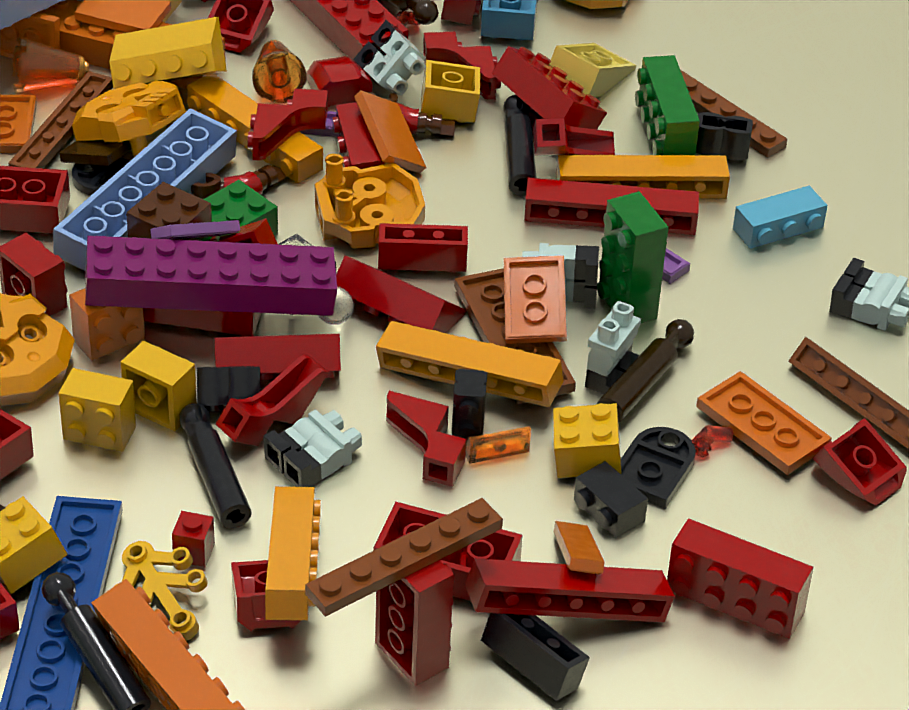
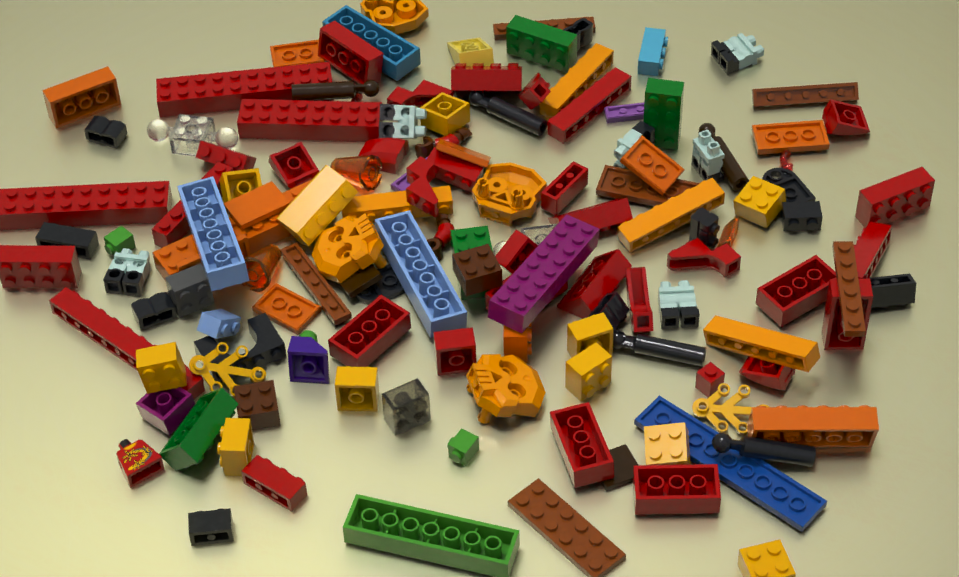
camera: 50 degrees left, 5 degrees up
(195, 230) = (508, 259): medium lavender tile -> none
(578, 547) = (825, 240): orange tile -> none

